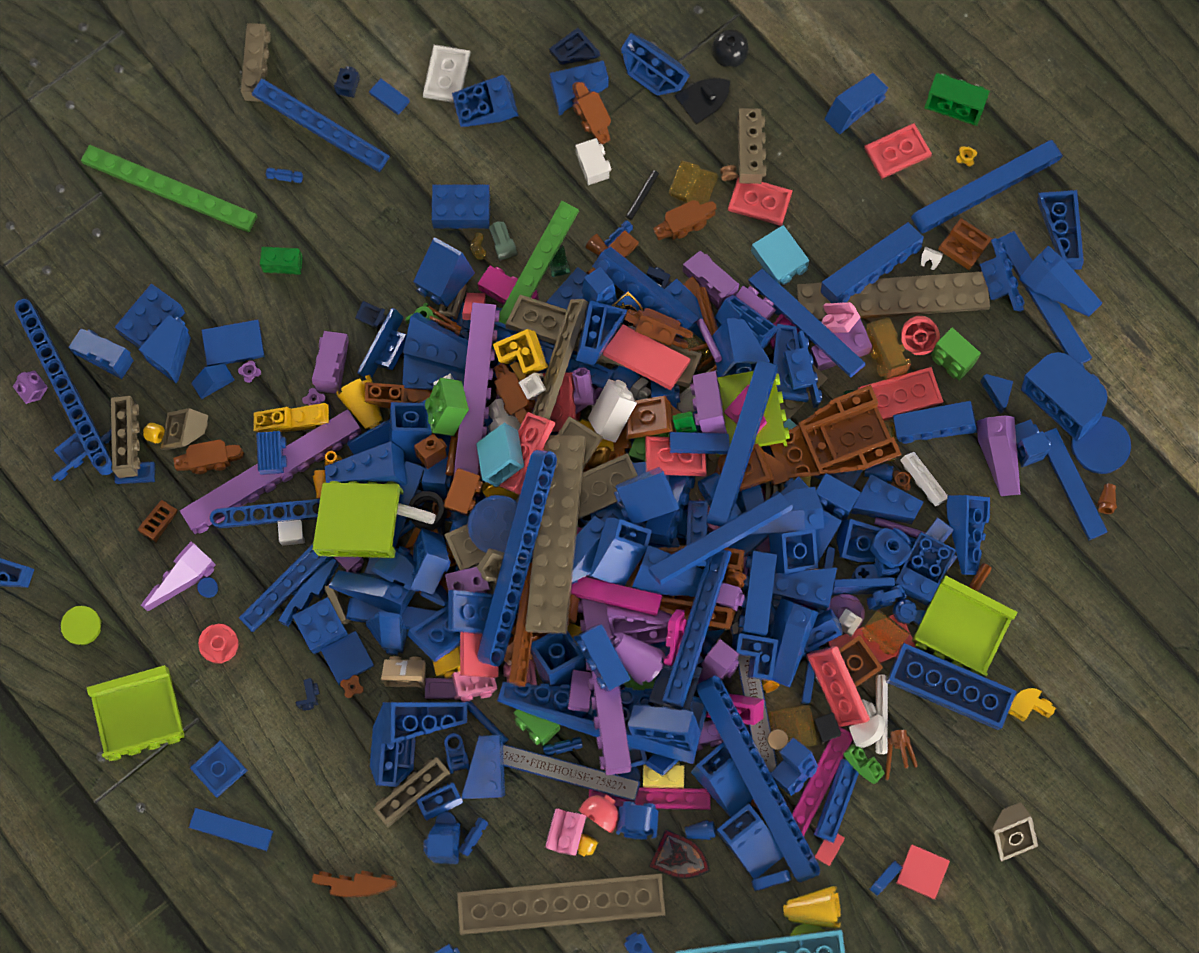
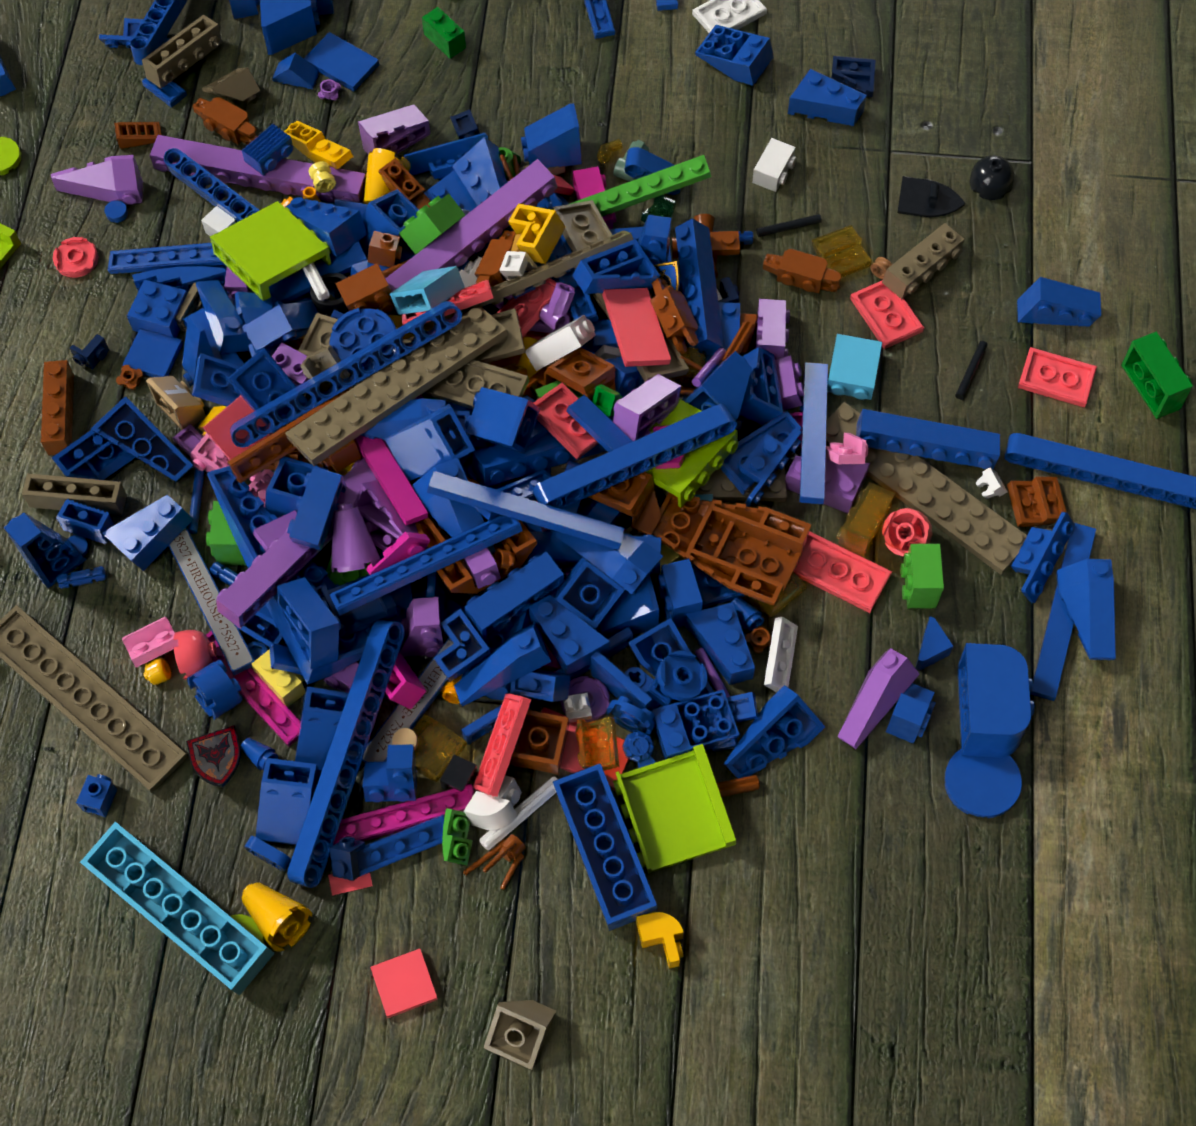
camera: 45 degrees right, 10 degrees down
(153, 432) = (209, 71): yellow piece -> none
(313, 394) = (356, 146): medium lavender plate -> none
(328, 438) = (322, 177): none -> light yellow wheel
(332, 750) = (57, 406): none -> dark orange brick
(456, 754) = (140, 498): blue piece -> none
(460, 206) = (627, 108): blue brick -> none
(524, 236) = (642, 163): none -> blue beam
(592, 112) = (814, 125): dark orange hinge -> none
(653, 66) = (906, 133): blue wedge -> none
(819, 837) = (344, 858): none -> dark blue bracket
(846, 193) = (971, 370): none -> black bar
(885, 878) = (364, 953): blue beam -> none
(935, 422) = (844, 618): blue wedge -> none
(966, 151) = (1120, 427): yellow plate -> none
(1062, 221) = (1149, 562): blue wedge -> none
(1074, 487) = (916, 789): blue tile -> none
(1107, 500) = (935, 832): dark orange cone -> none

